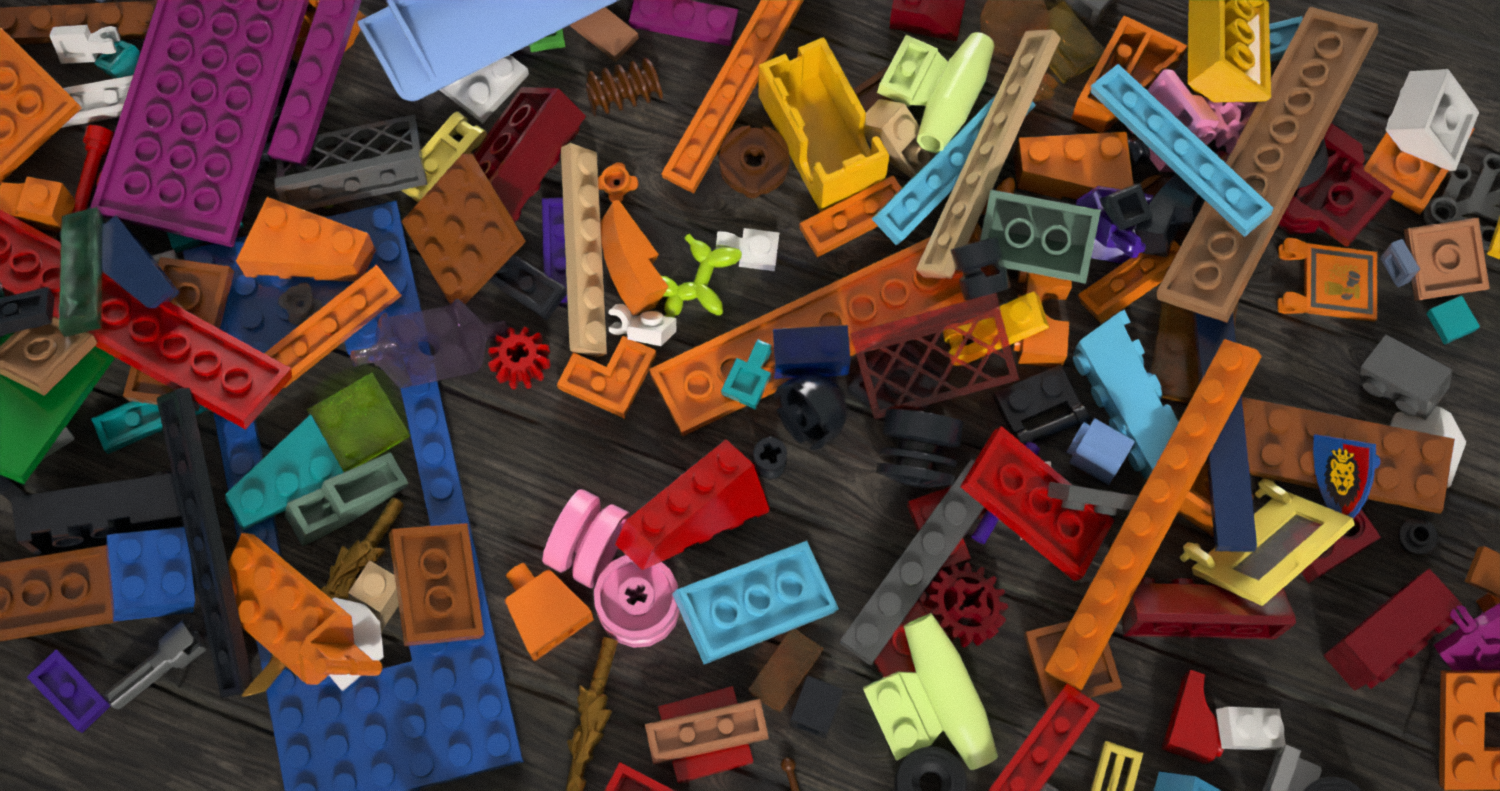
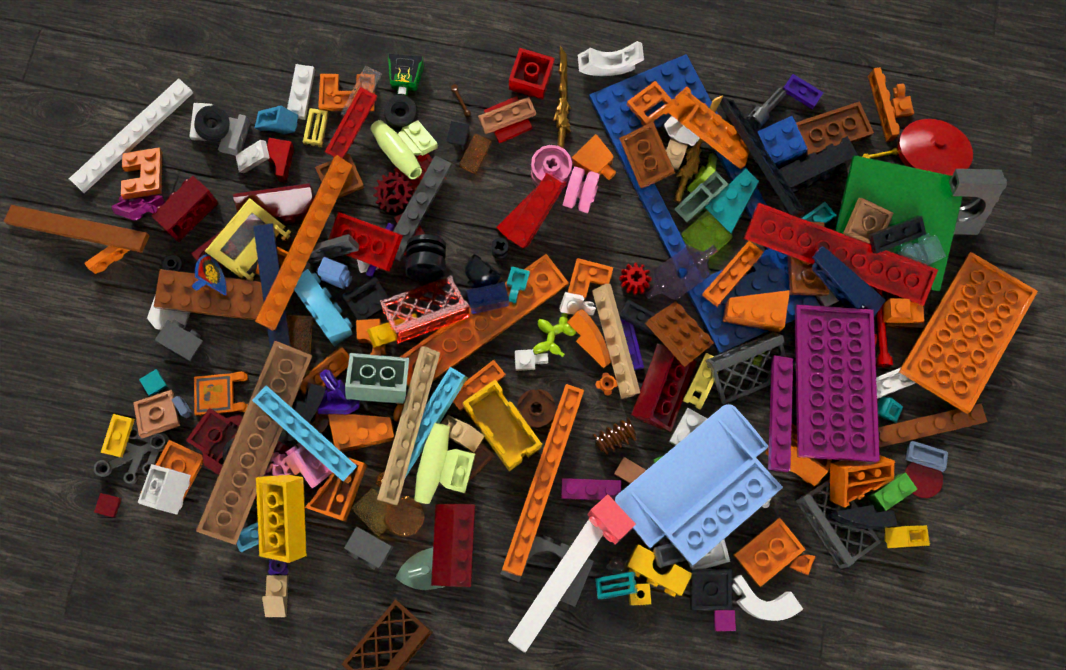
camera: 165 degrees right, 5 degrees up
(78, 45) = (915, 411): white plate -> none
(81, 272) = (864, 269): clear green tile -> none
(292, 296) = (752, 278): clear smoke plate -> none
(324, 542) = (704, 173): none -> lime tile
(403, 712) = (646, 100): none -> orange plate
(755, 602) = (494, 175): medium azure tile -> none
(980, 268) = (405, 348): black wheel -> none
(1127, 207) = (332, 398): black slope -> none

